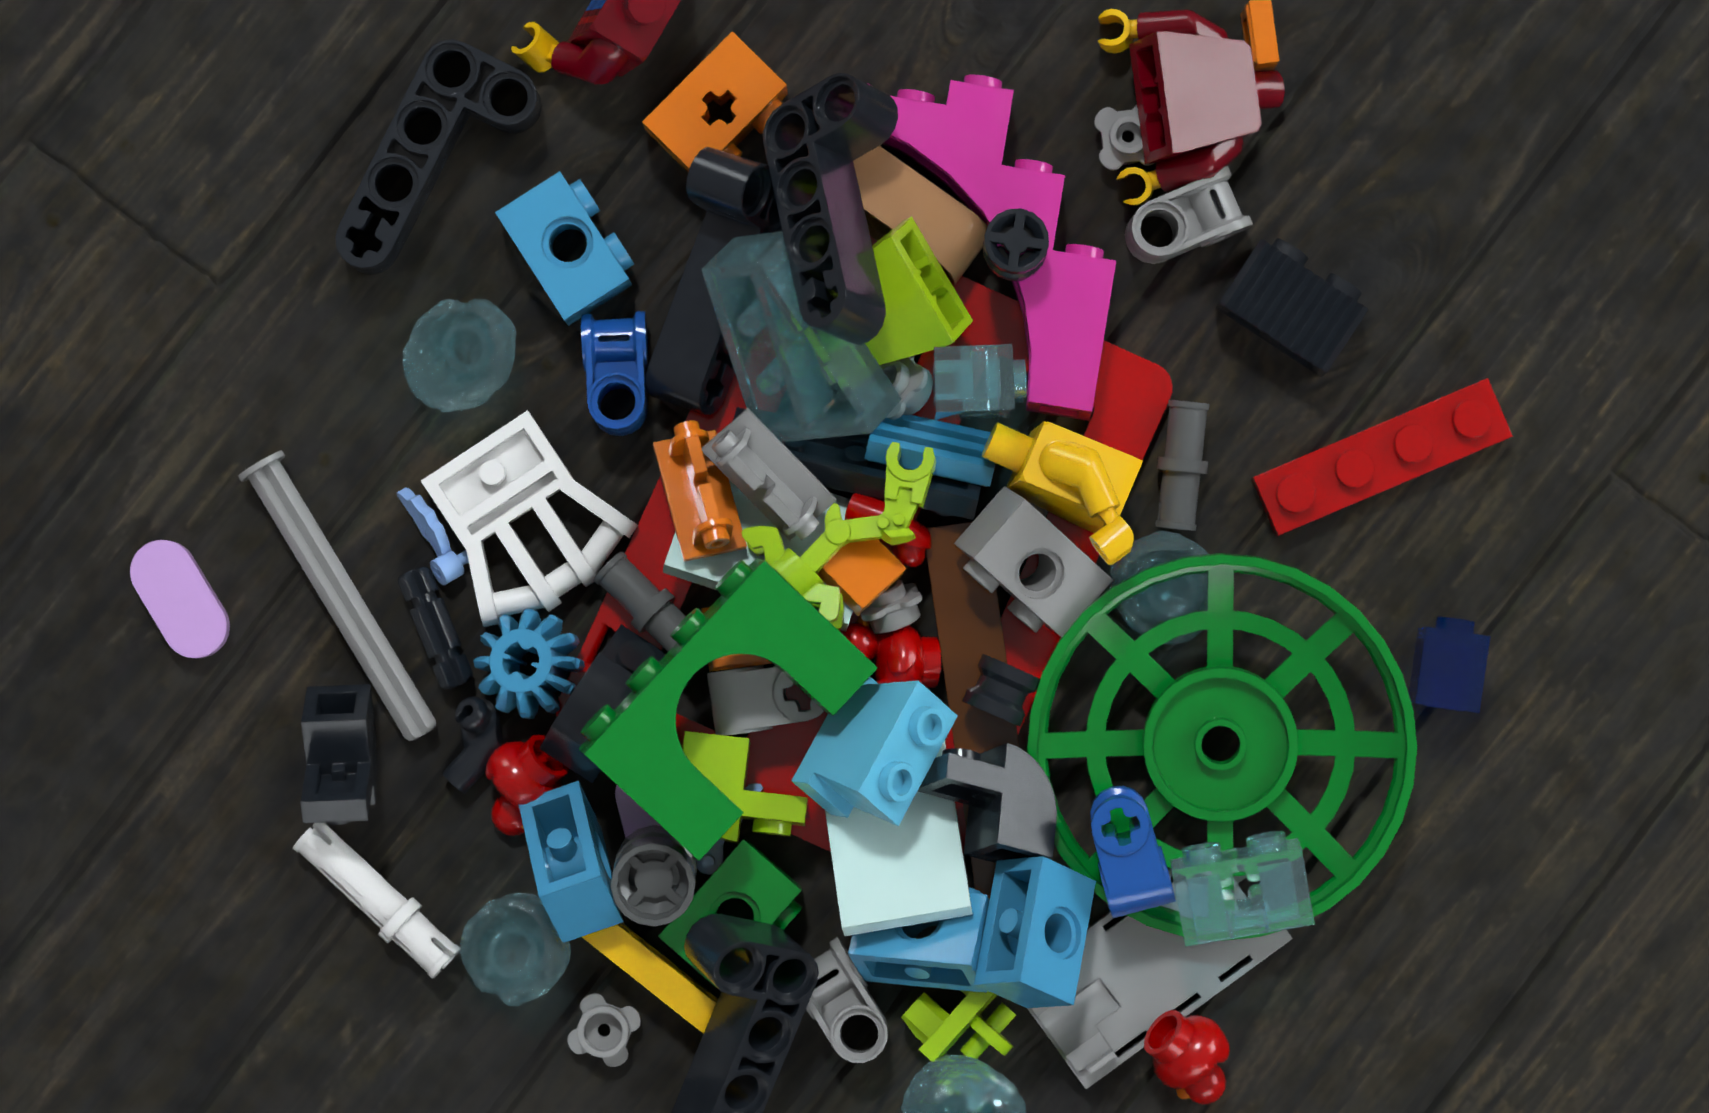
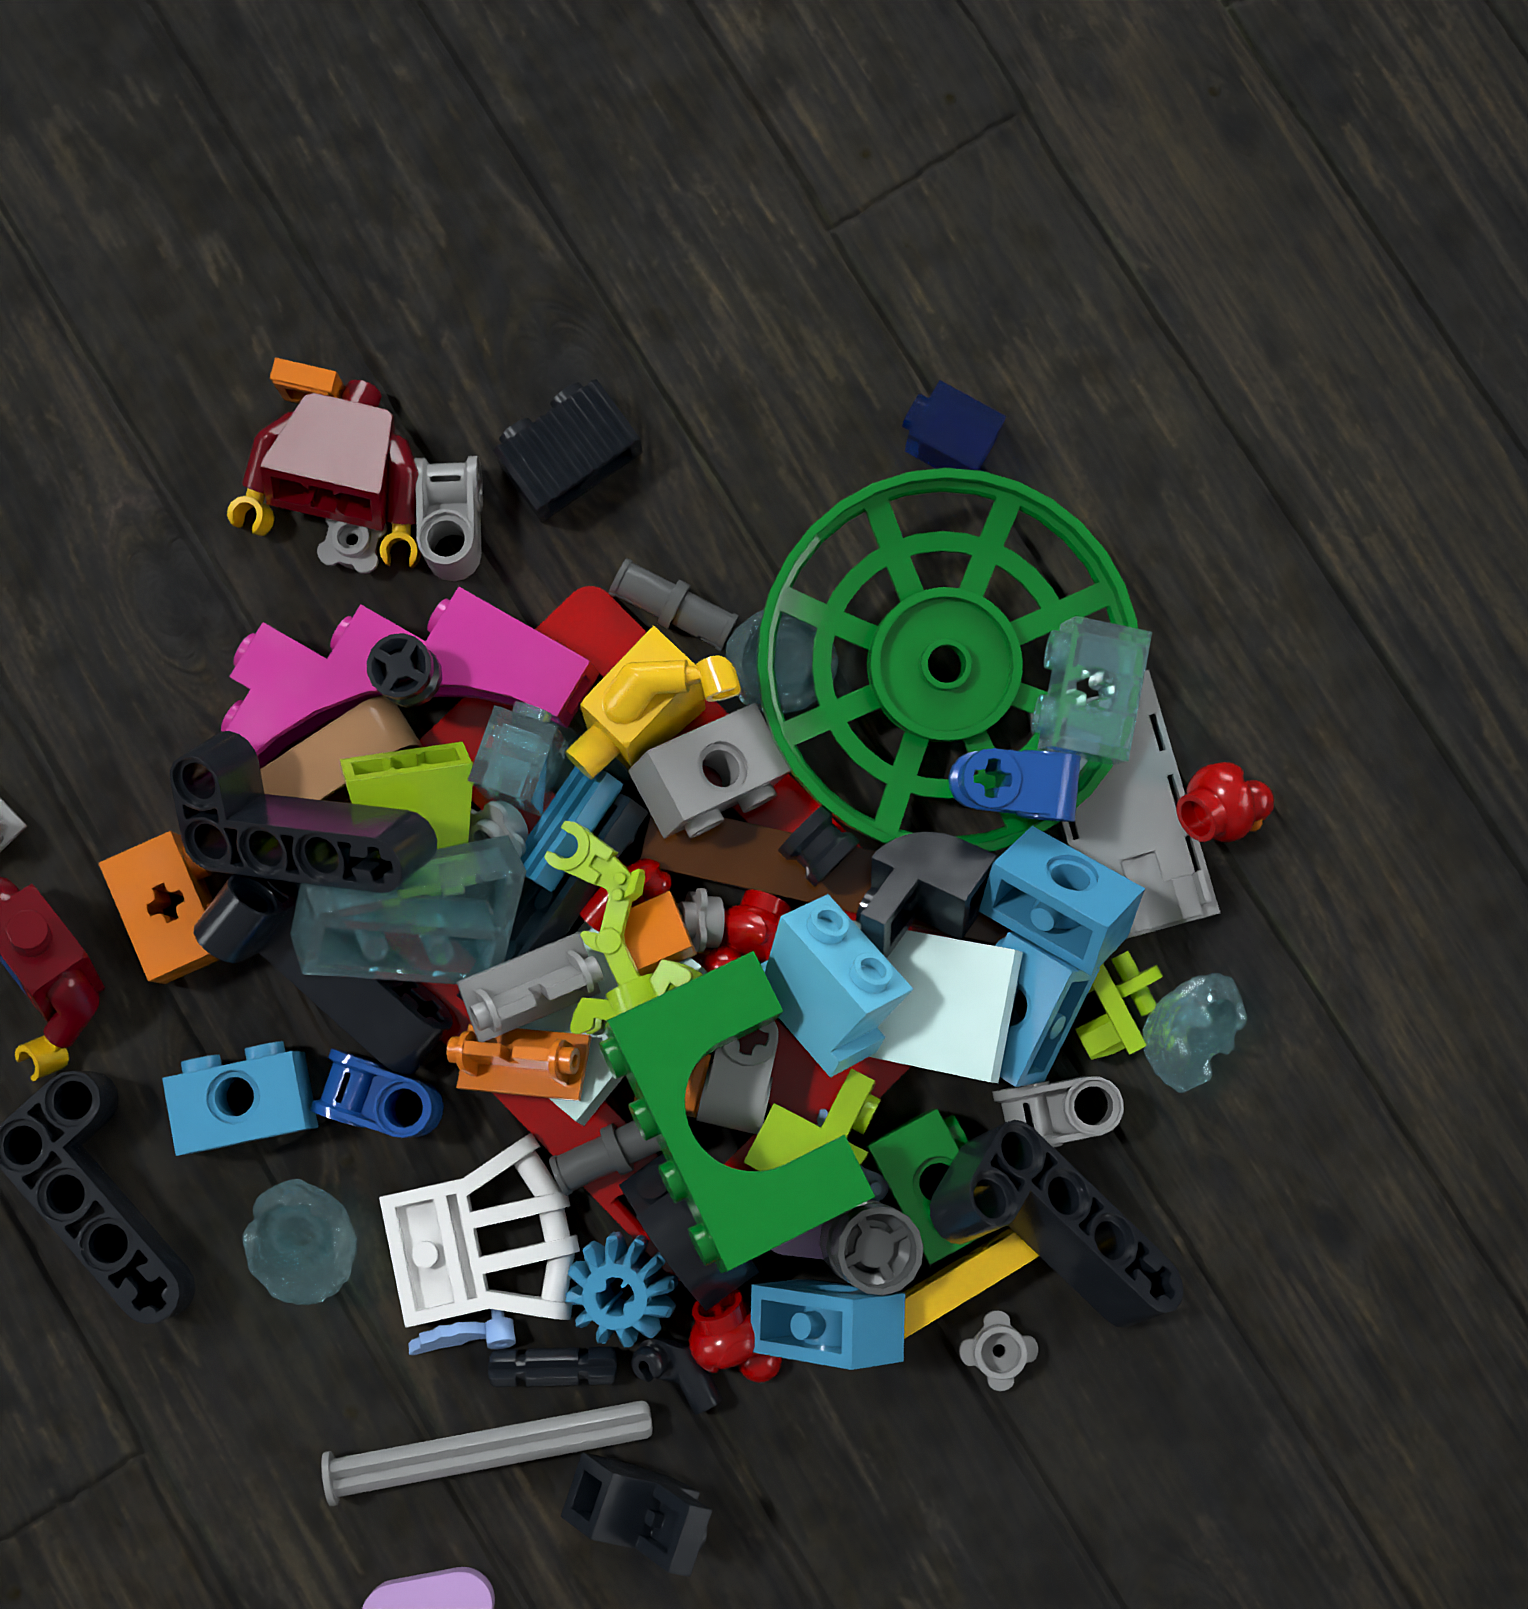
camera: 75 degrees left, 5 degrees down
(371, 893) = (791, 1525): white pin -> none
(514, 949) = (890, 1410): clear light blue hair -> none
(1381, 457) = (736, 425): red plate -> none

